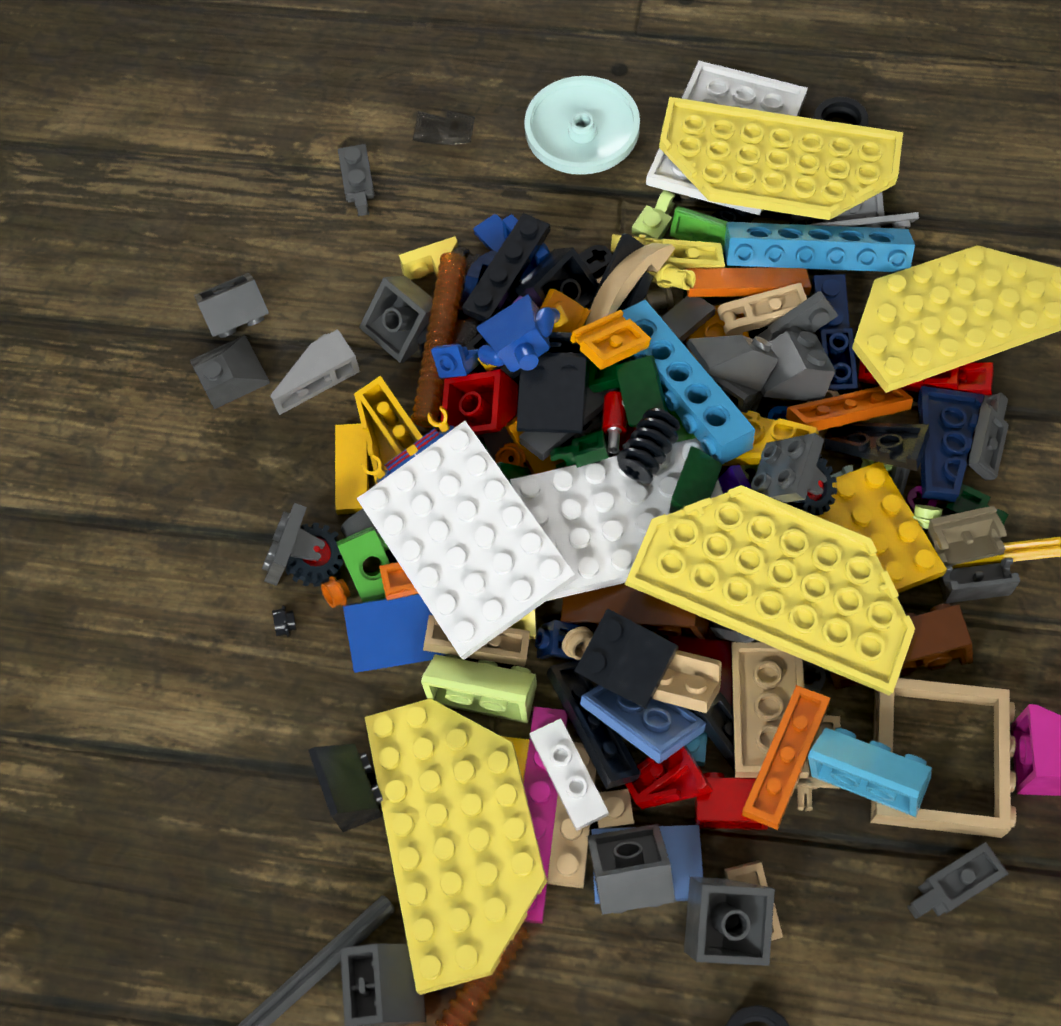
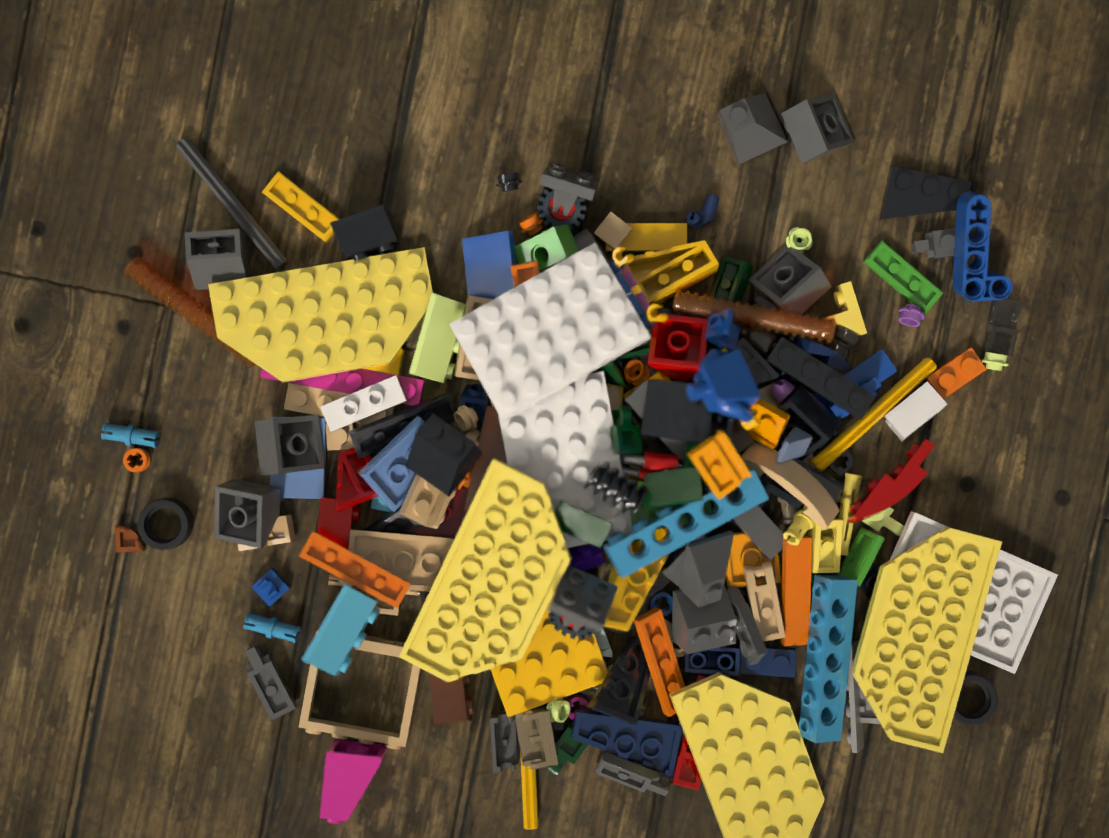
camera: 85 degrees right, 25 degrees up
(304, 208) = (920, 193): none -> black wing
(312, 880) = (301, 206): none -> yellow tile
(318, 369) = (744, 209): light grey slope -> none
(326, 407) = (704, 216): none -> dark blue arm
(342, 498) = (612, 231): none -> tan tile
(352, 308) = (804, 234): none -> yellowish green plate
(363, 149) = (979, 246): none -> blue beam
(394, 218) = (903, 277): none -> bright green tile
(399, 377) = (731, 279): none -> dark green slope
(435, 206) = (911, 315): none -> medium lavender plate
(480, 130) = (995, 361): none -> yellowish green plate
(496, 165) = (956, 373): none -> orange plate
(540, 192) = (914, 411): none -> white hinge
(556, 236) = (874, 414): none -> yellow axle
(582, 125) = (987, 457): light aqua dish -> none
(582, 286) = (794, 445): none -> sand blue slope
(625, 201) = (888, 491): none -> red slope
(826, 890) = (271, 587): none -> blue tile
(881, 883) = (272, 627): none -> dark azure pin

